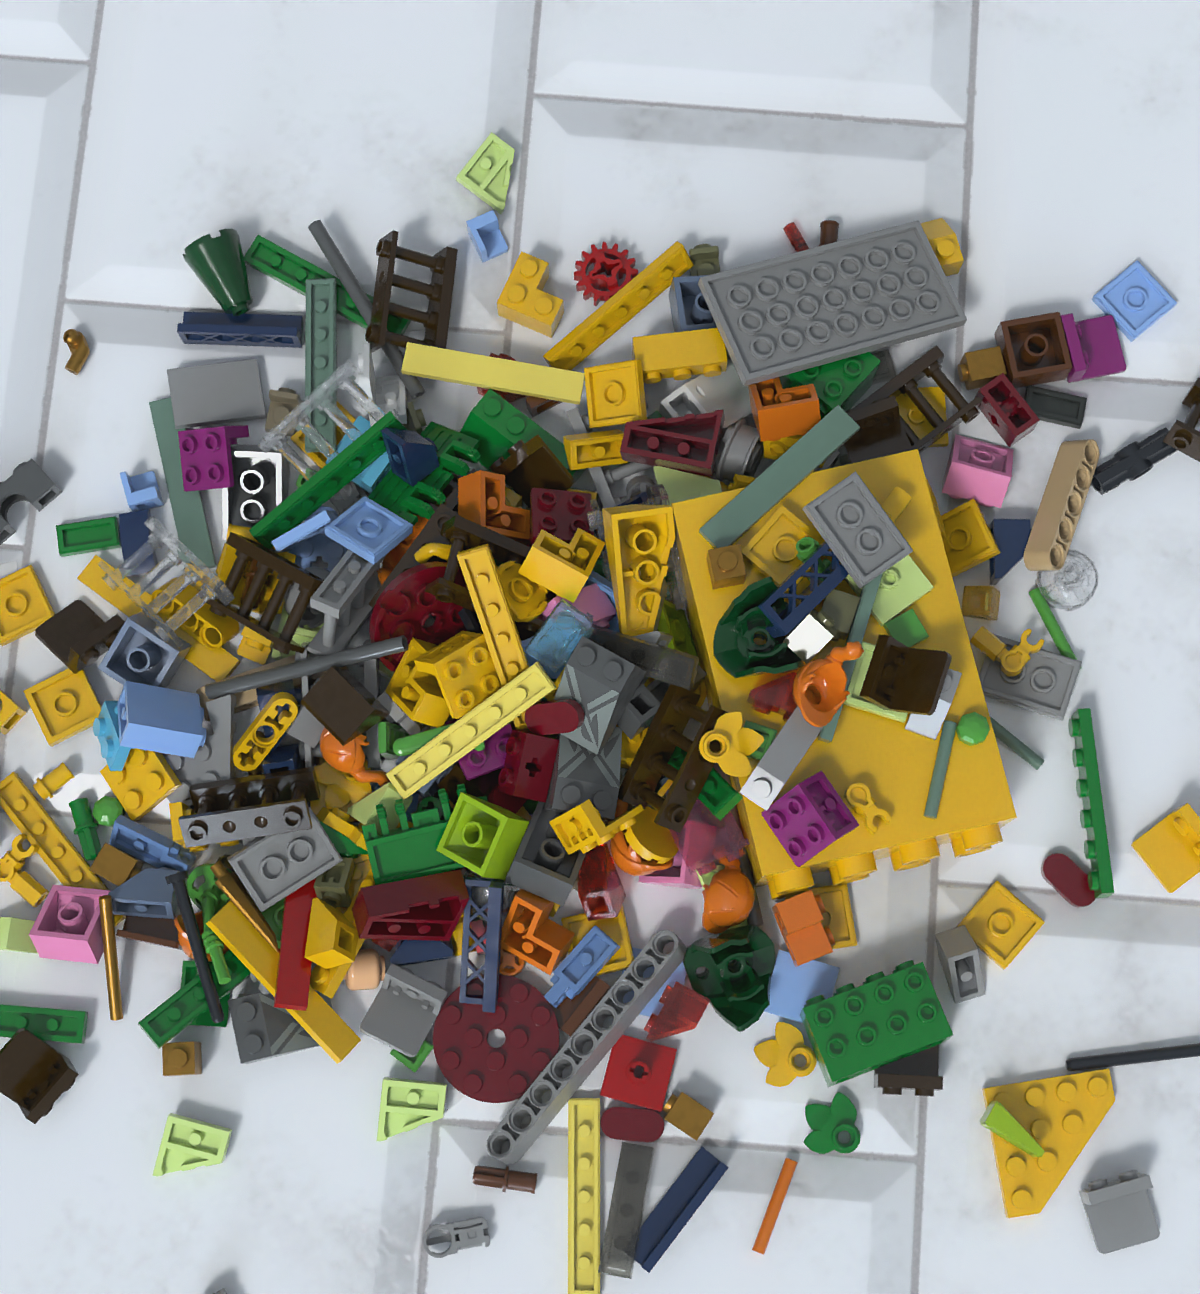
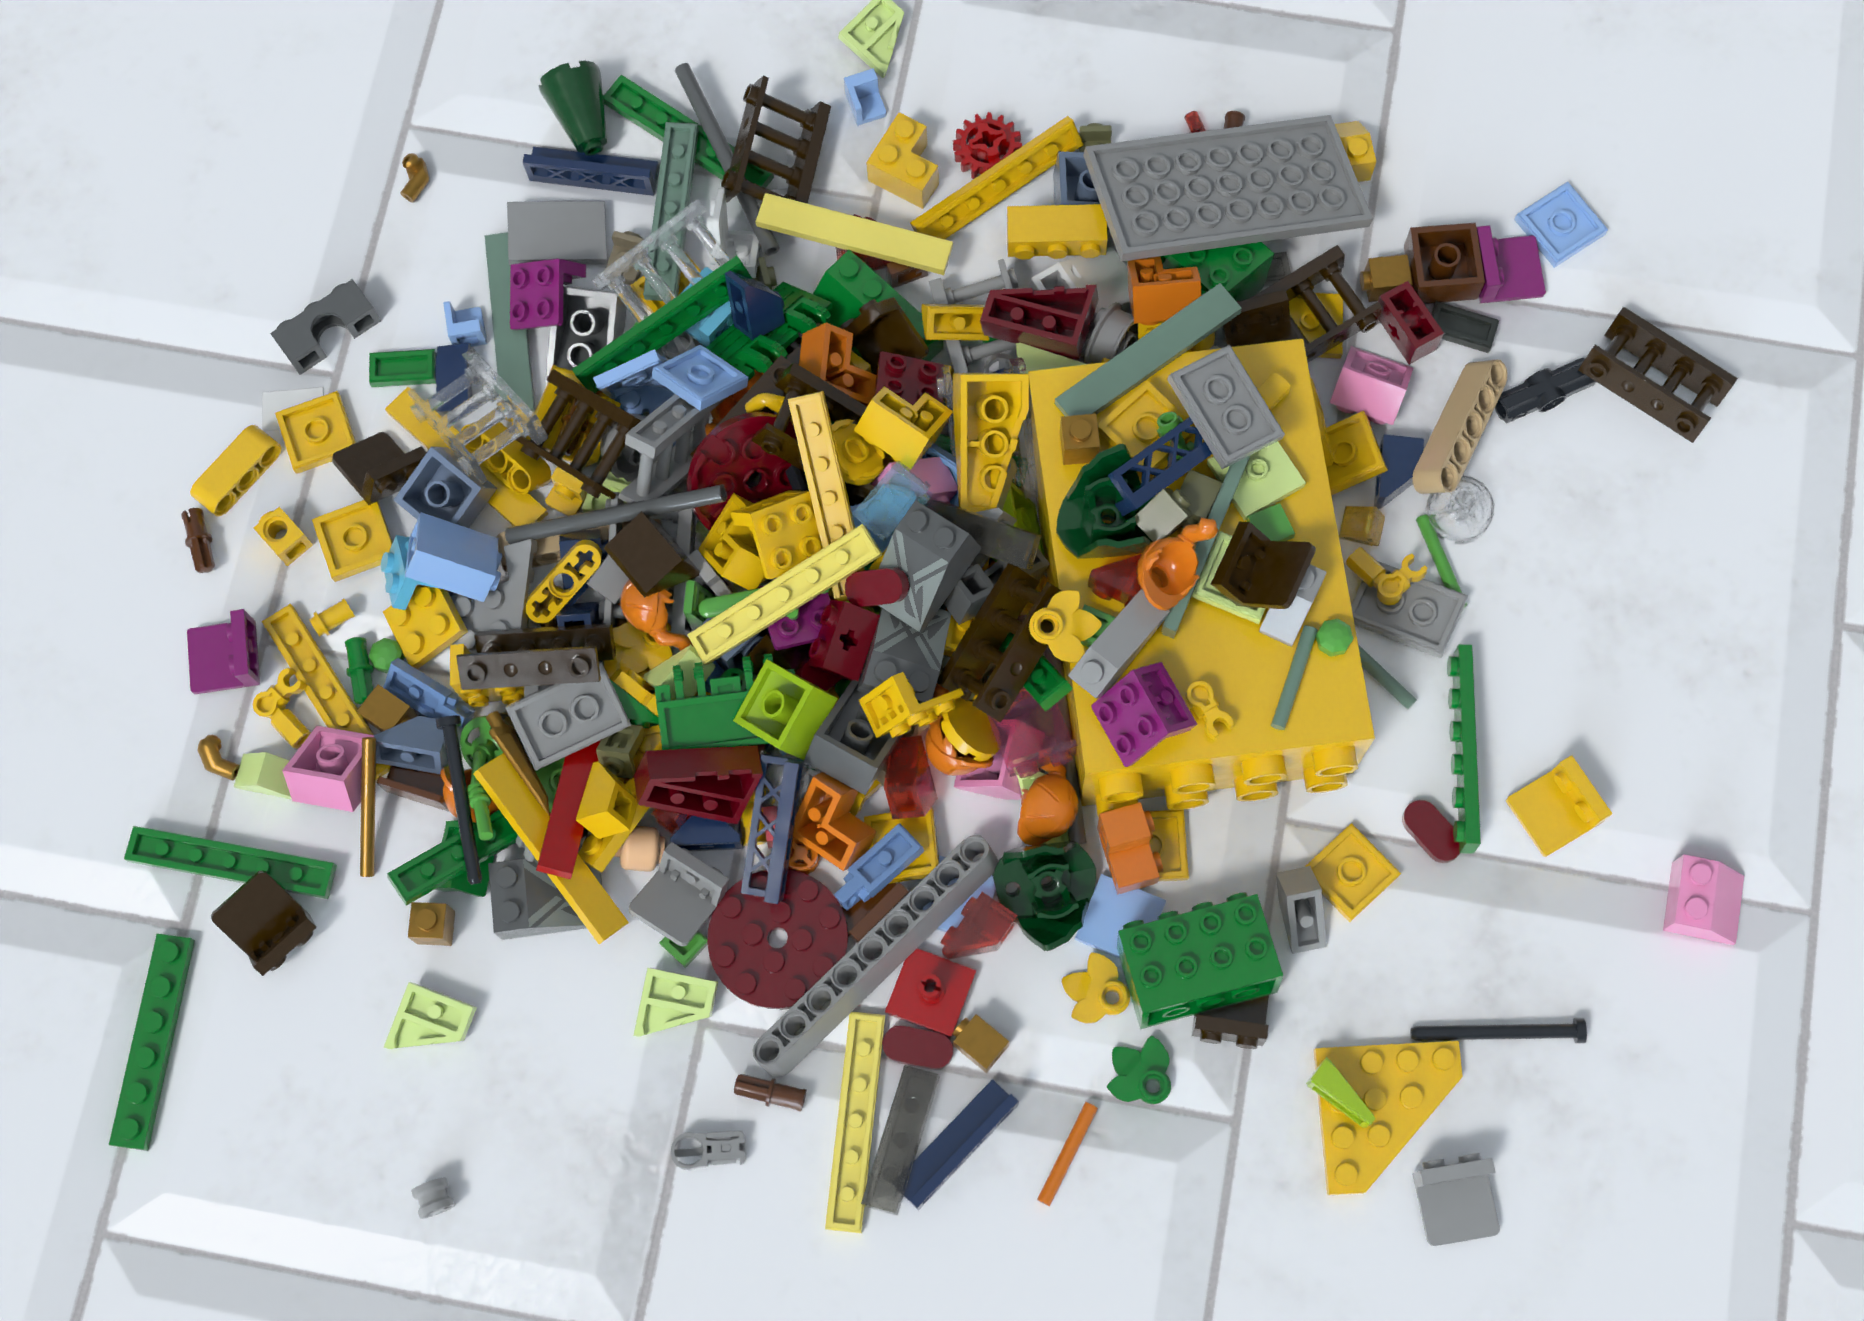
camera: 10 degrees right, 5 degrees down
(615, 393) = (982, 263): yellow plate -> none

